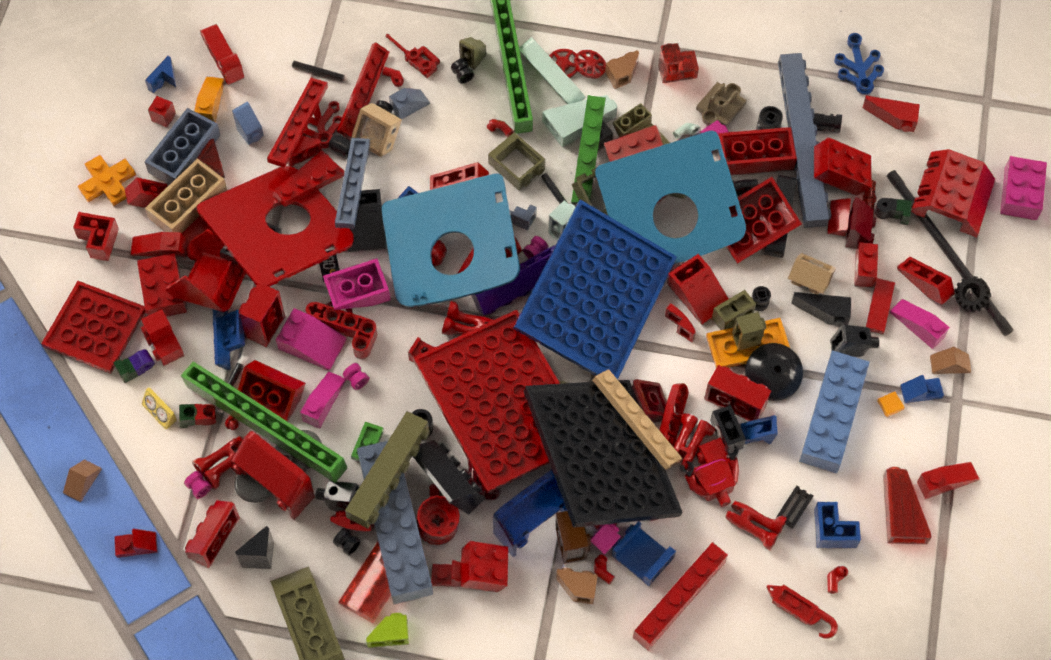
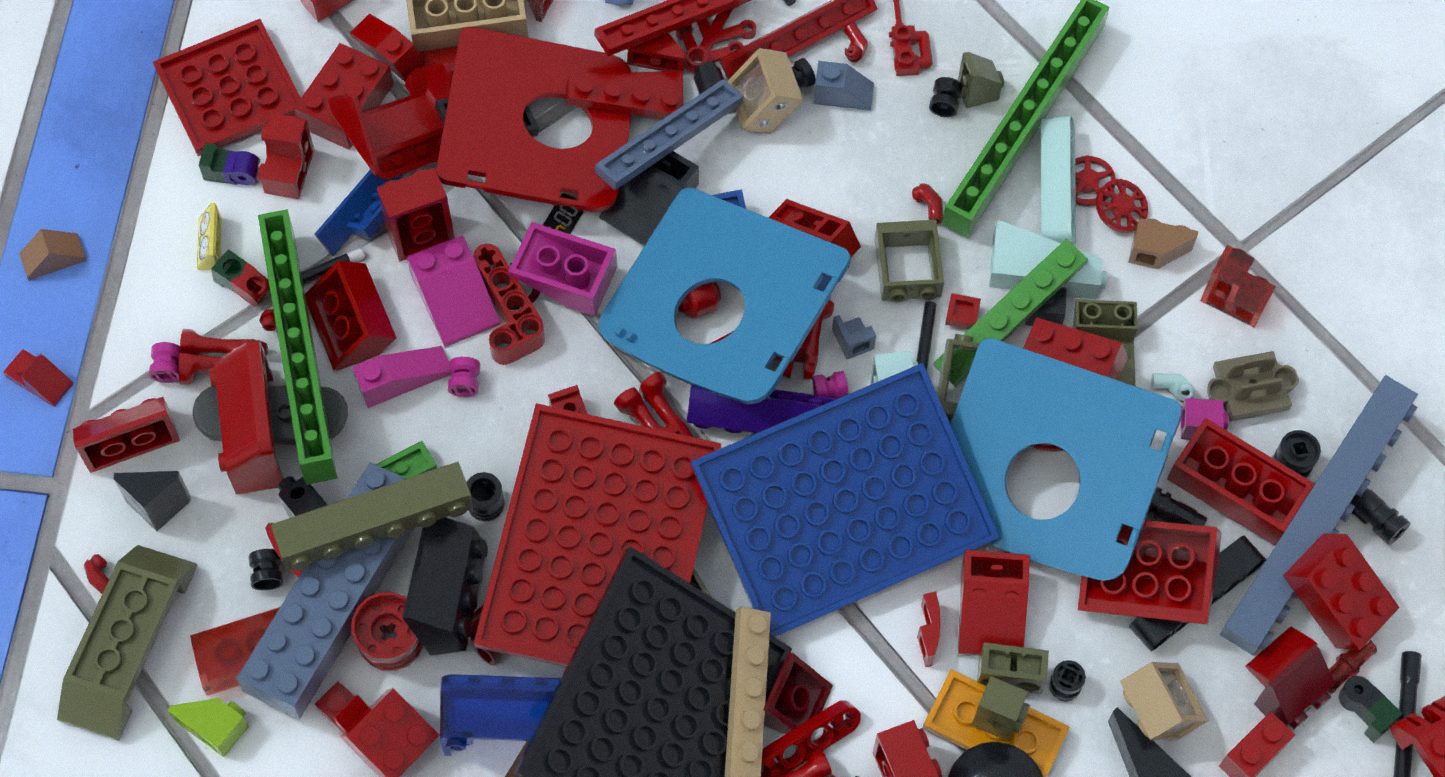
camera: 40 degrees right, 0 degrees up
(269, 613) = (93, 572): none -> red arm
(563, 167) = (962, 311): none -> red plate

